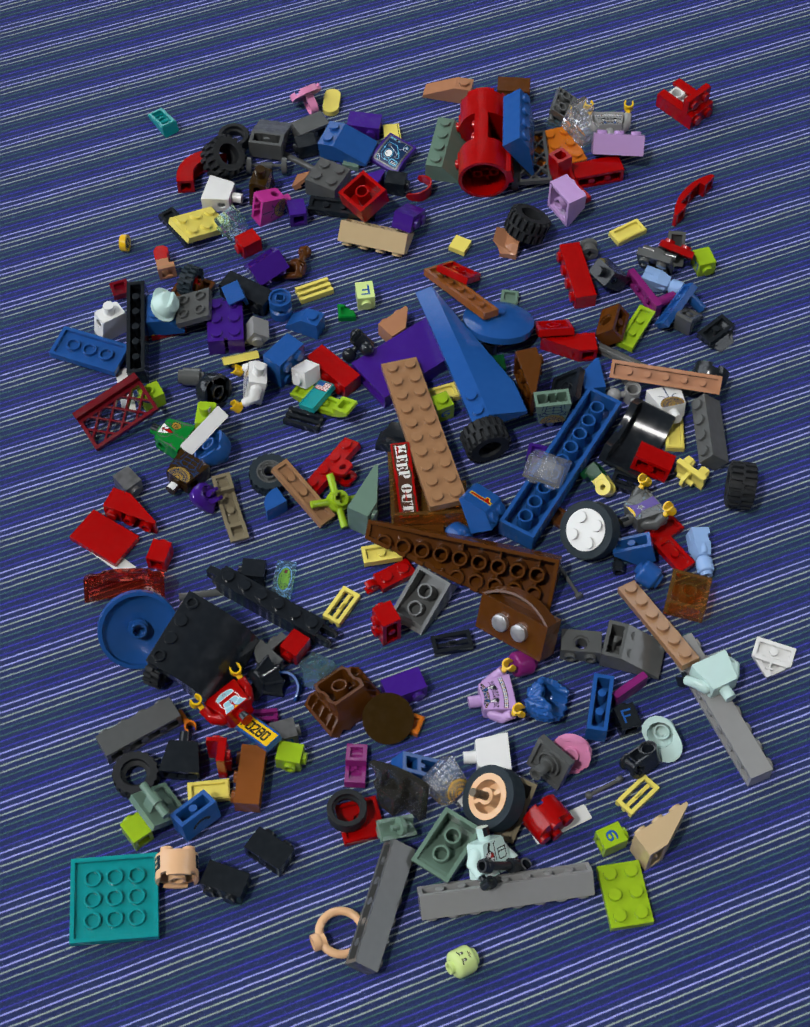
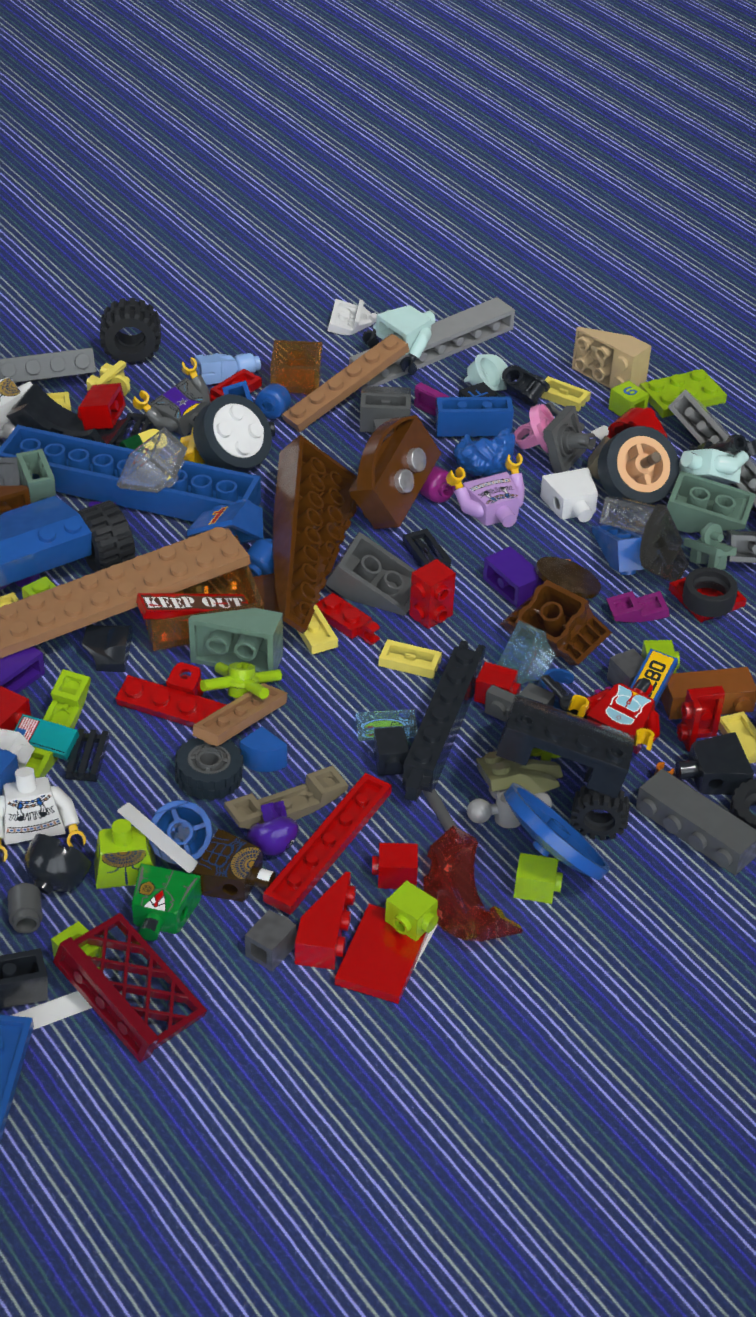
camera: 105 degrees left, 15 degrees down
(116, 548) = (411, 911): none -> lime brick
(192, 526) = (327, 844): none -> red plate

